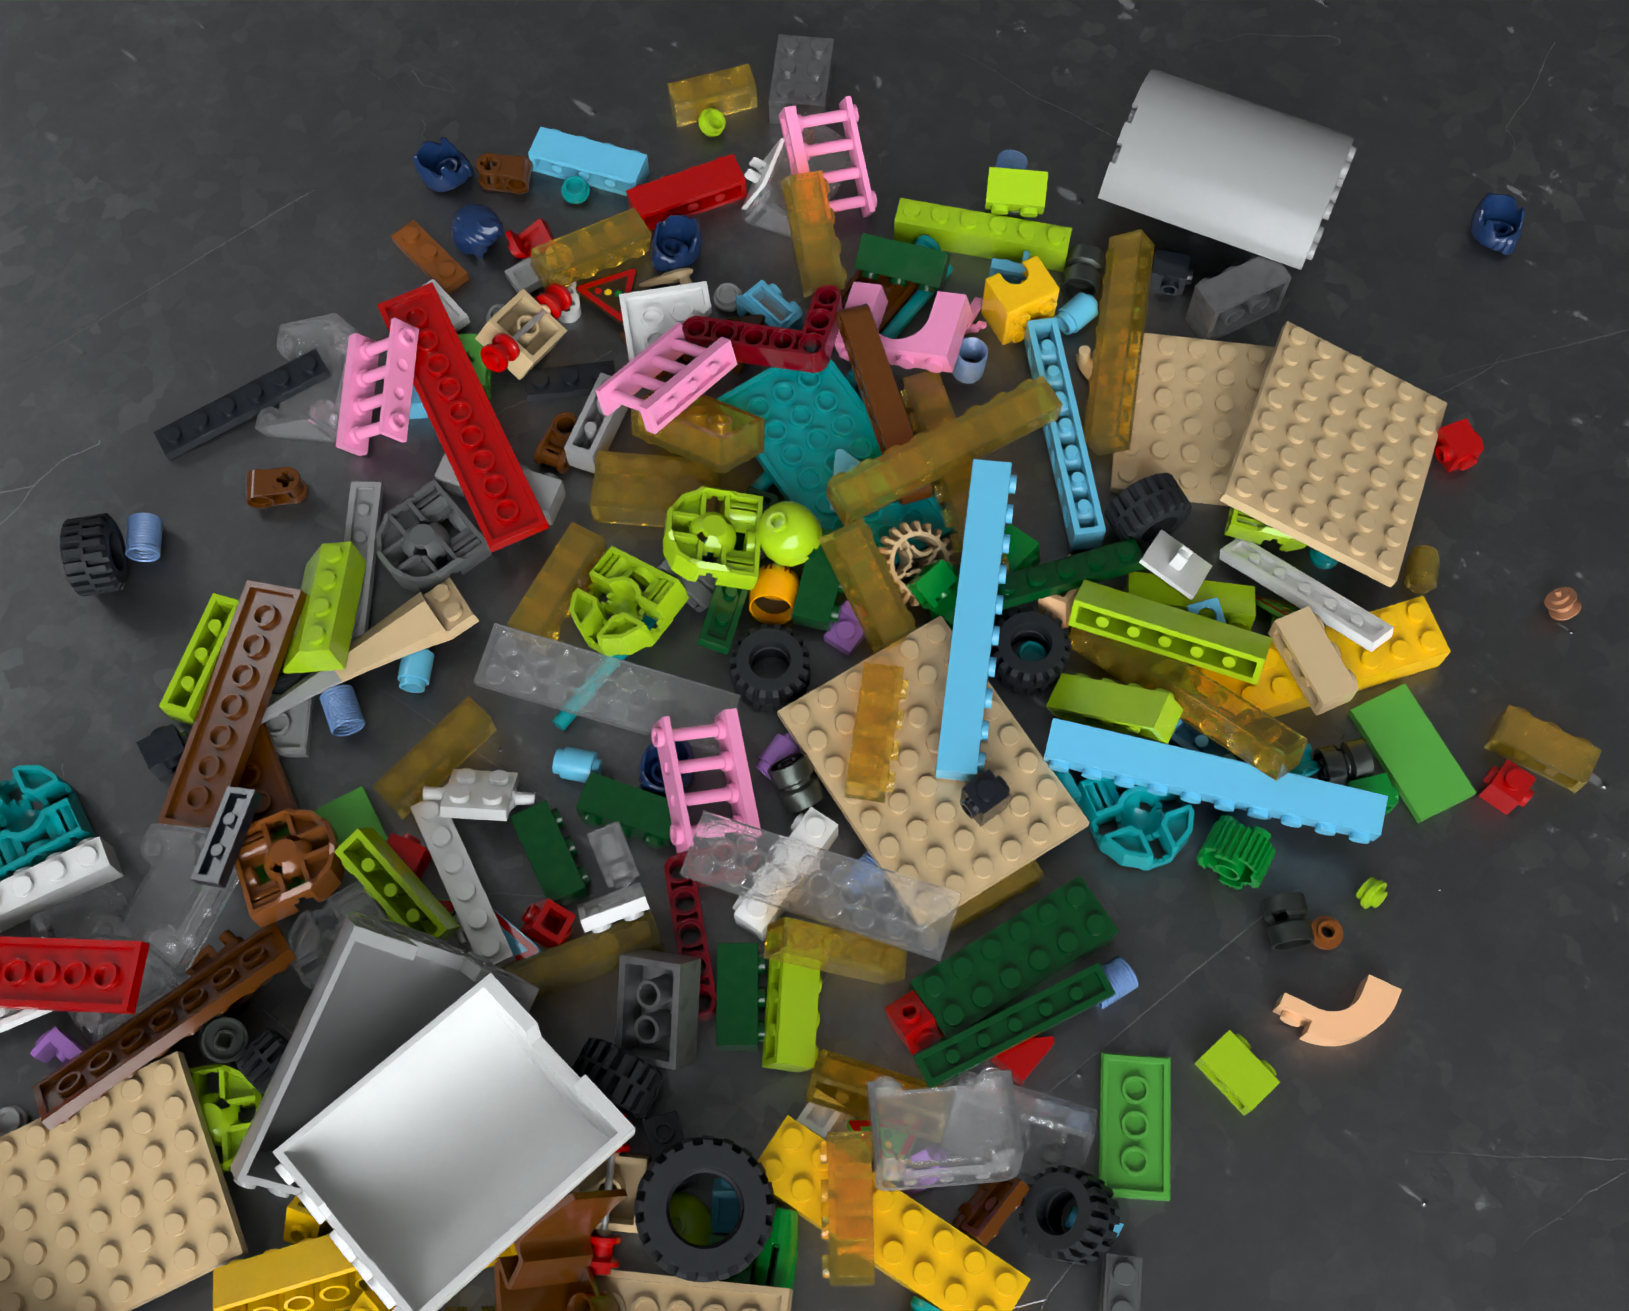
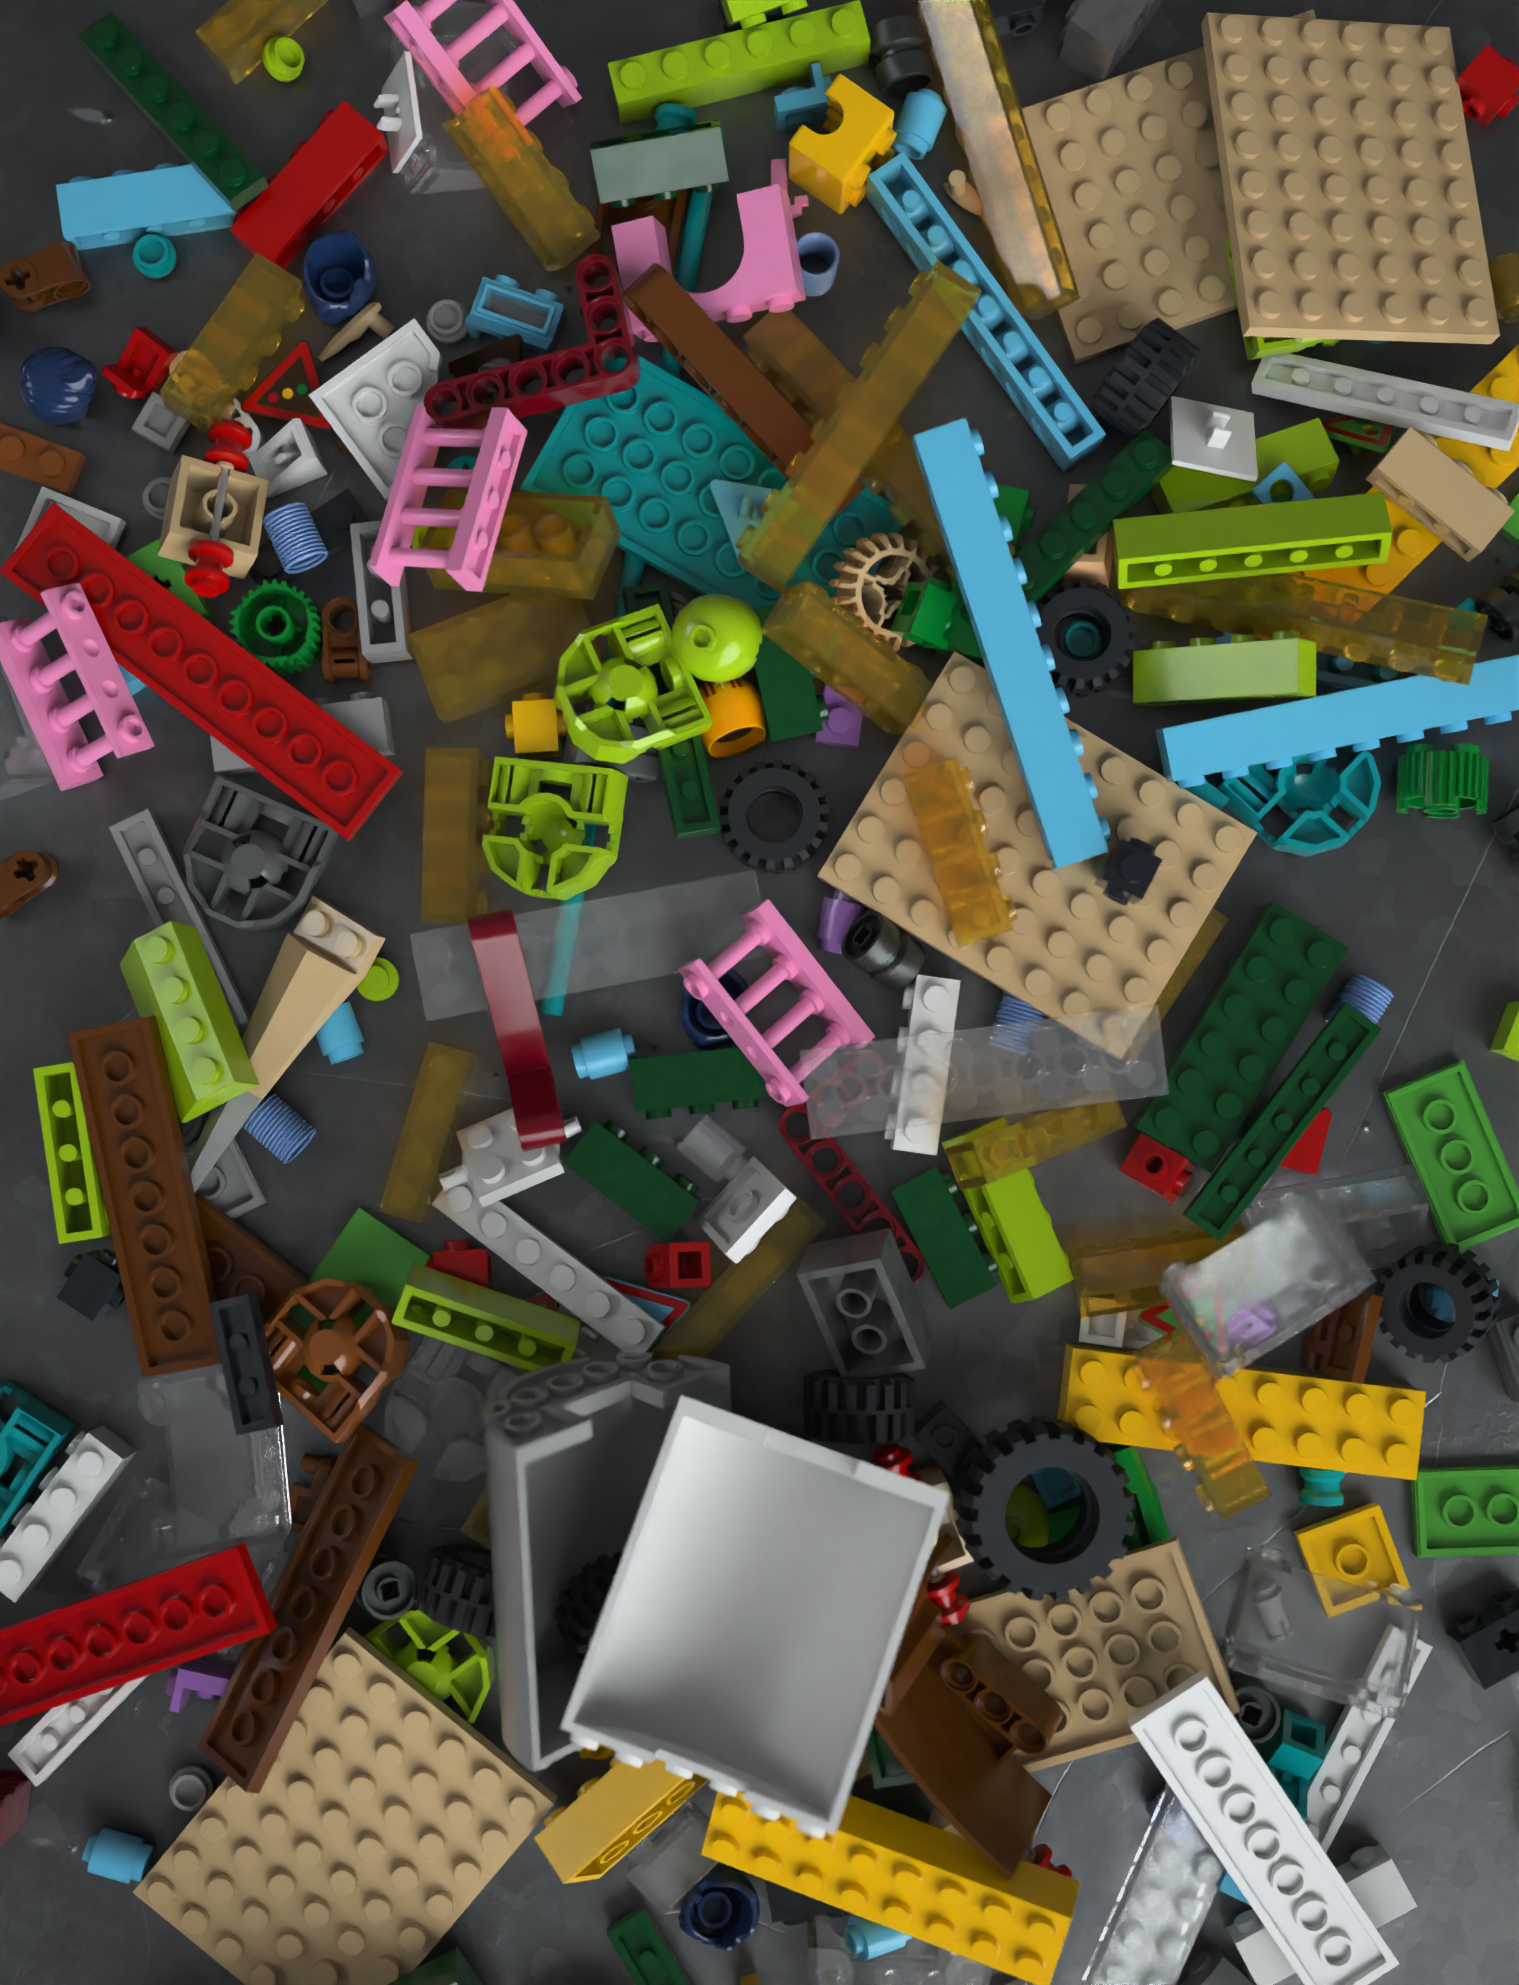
camera: 25 degrees left, 20 degrees up
(460, 650) = (380, 981): none -> lime plate
(524, 414) = (262, 610): none -> green brick
(530, 709) = (517, 1029): none -> dark red beam
(563, 367) = (295, 537): none -> medium blue piece
(588, 328) = (288, 459): none -> white slope
(631, 120) = (173, 111): none -> dark green plate
(647, 542) = (536, 727): none -> yellow brick

